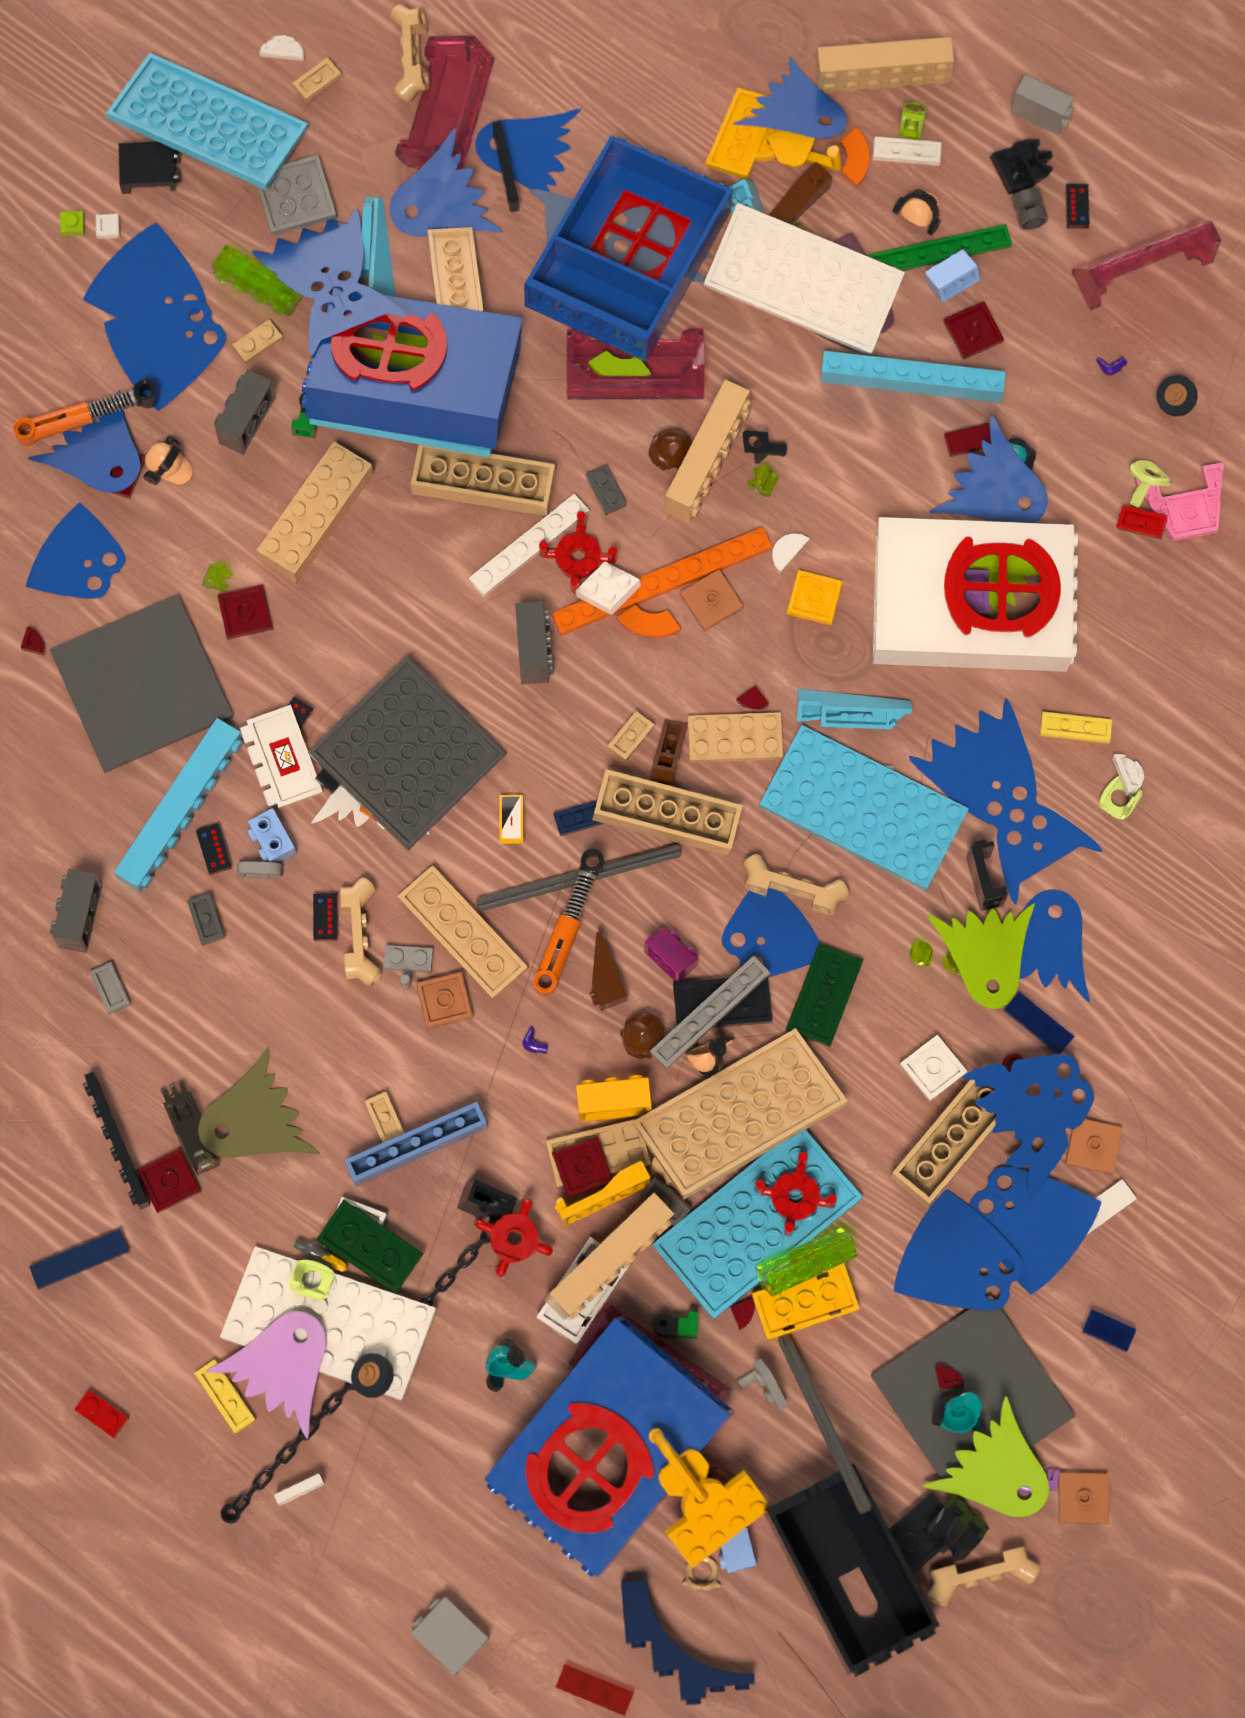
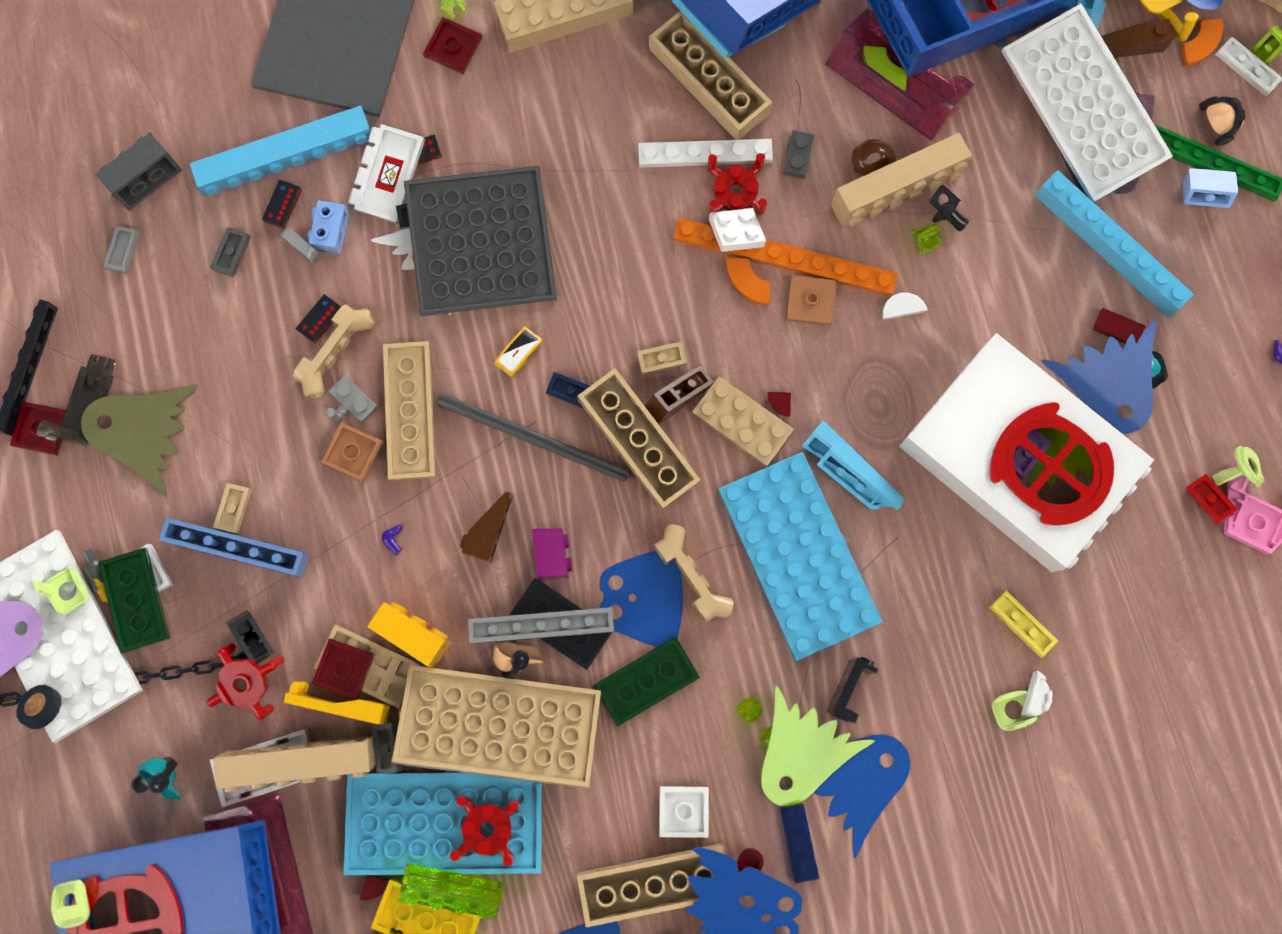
camera: 40 degrees right, 5 degrees up
(514, 1486) = (70, 915): none -> yellowish green piece
(534, 642) = (643, 227): dark grey brick -> none
(568, 924) = (489, 468): piece -> none
(642, 1035) = (477, 600): reddish brown hair -> none
(675, 1327) = (312, 857): leg -> none
(814, 597) = (894, 359): yellow tile -> none
(973, 330) = (1191, 244): dark red tile -> none
(1002, 756) = (944, 599): blue piece -> none

